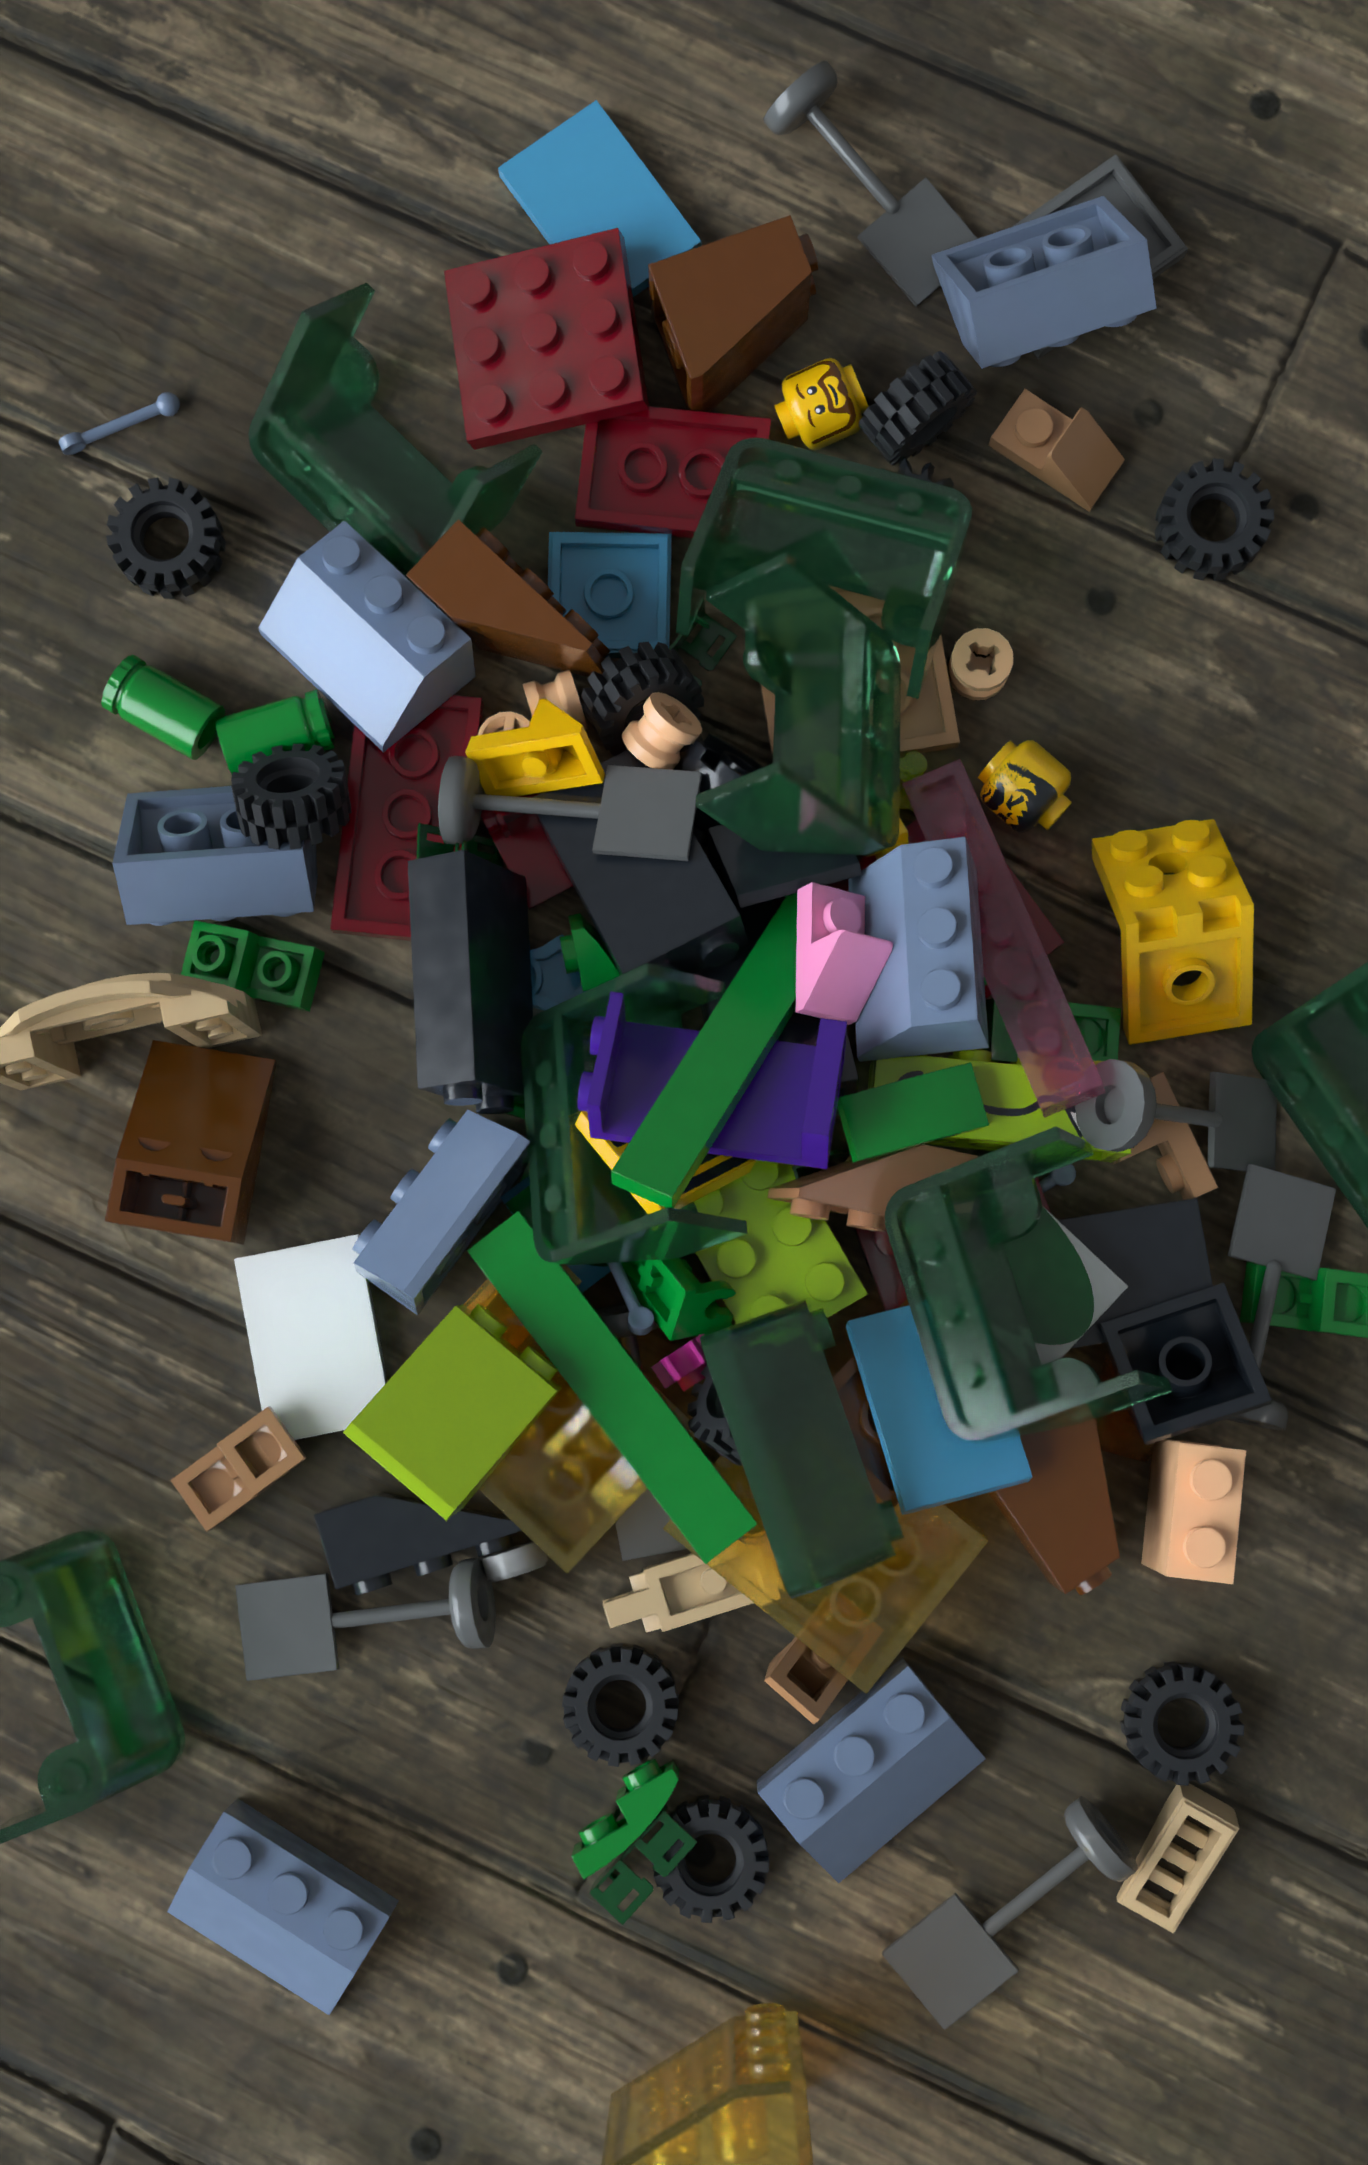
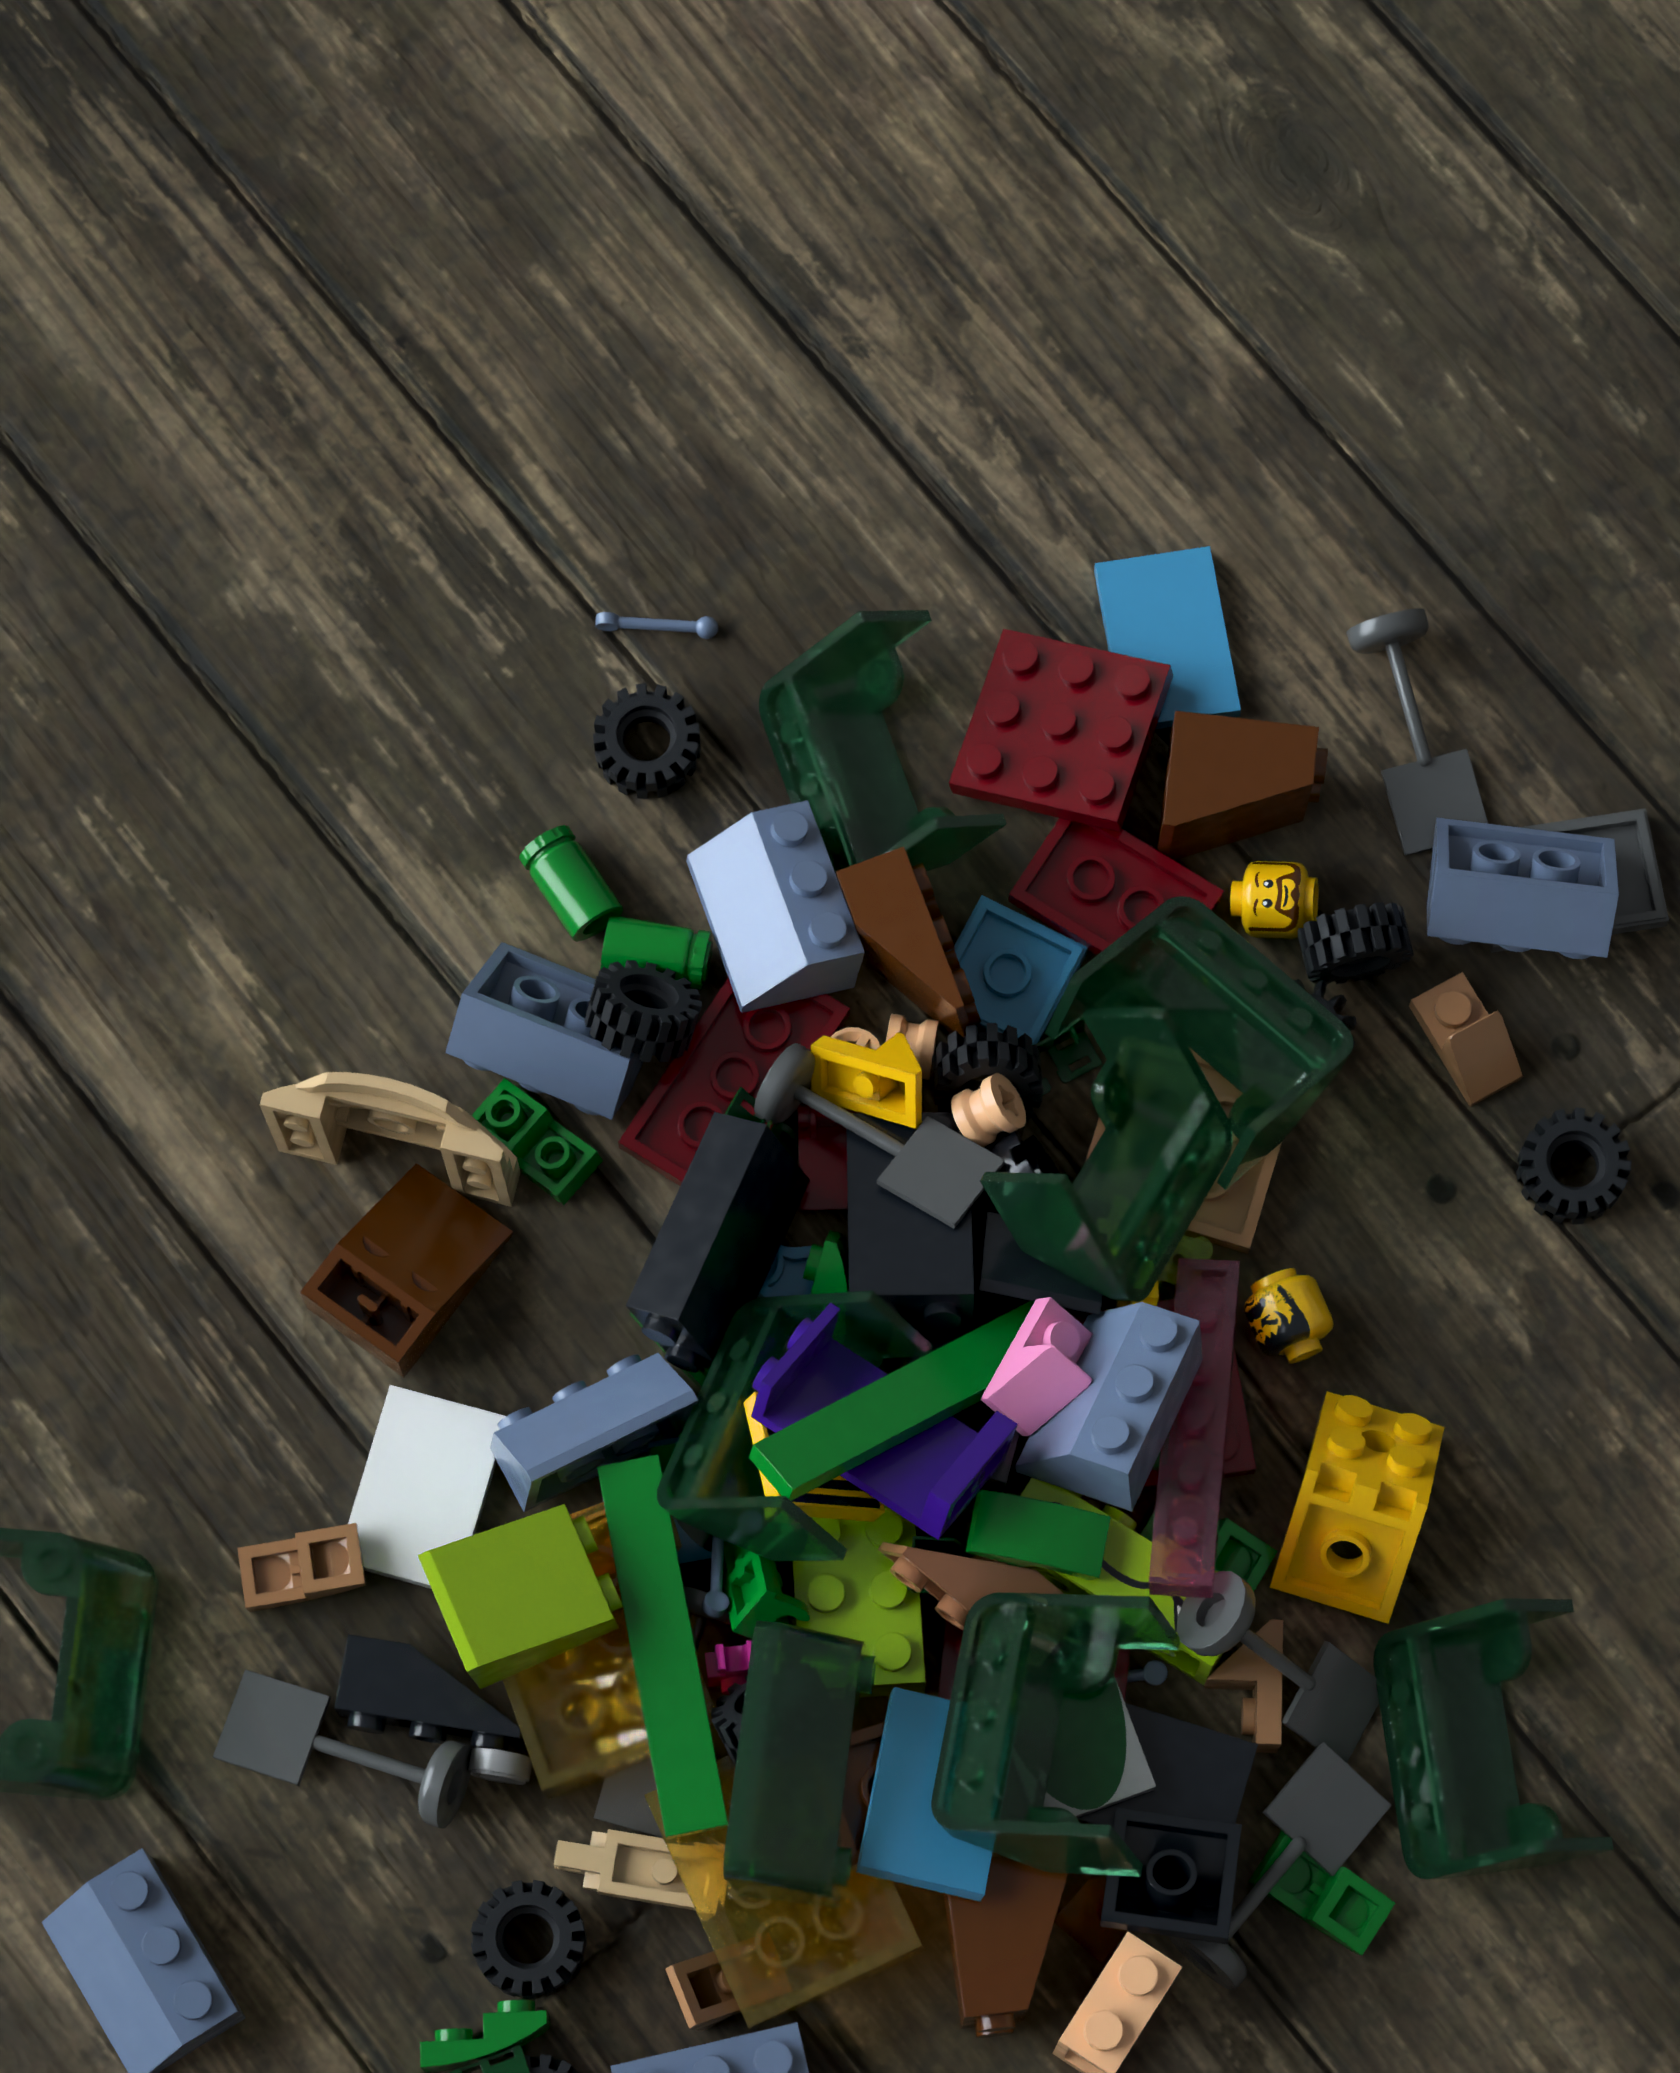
camera: 20 degrees right, 10 degrees down
(970, 673) = (1302, 1204): light nougat wheel -> none

